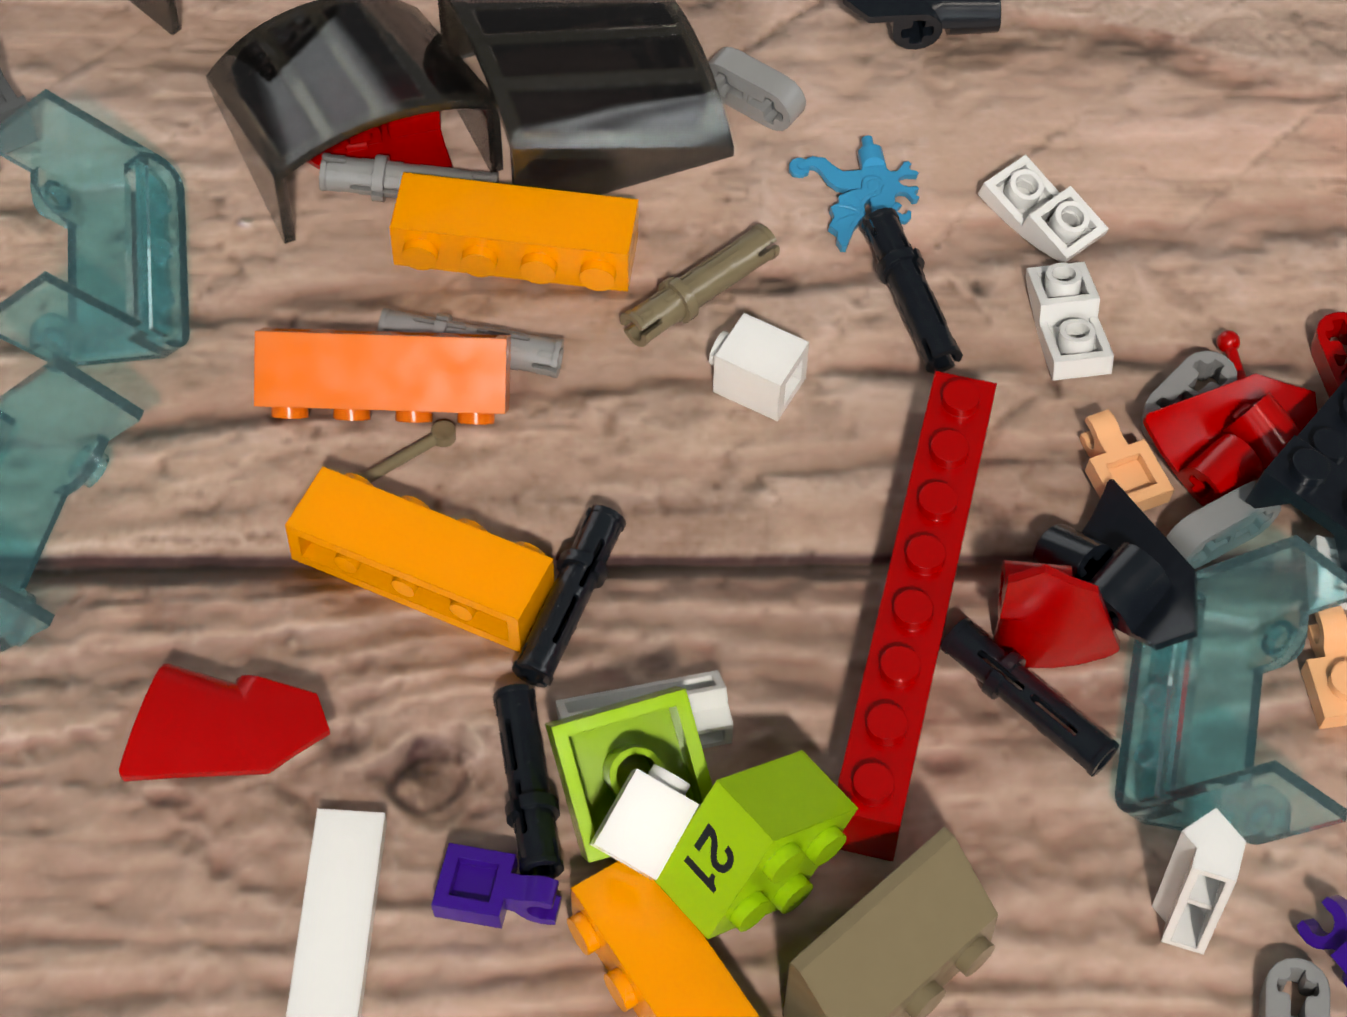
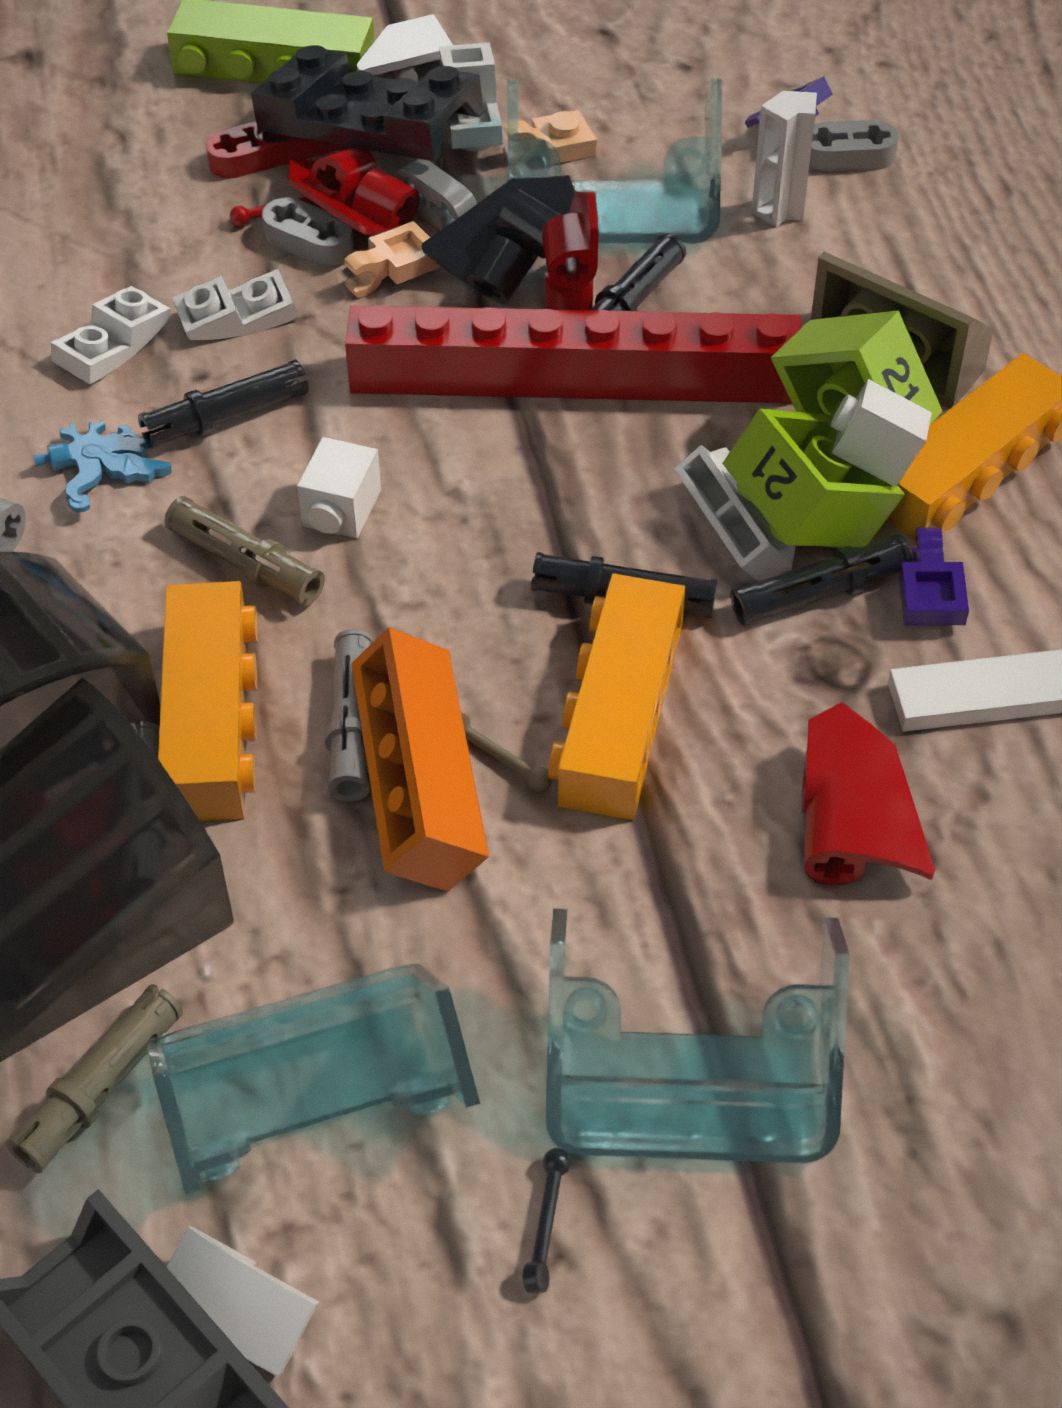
camera: 100 degrees left, 5 degrees down
(141, 119) = (75, 1099): none -> dark tan pin

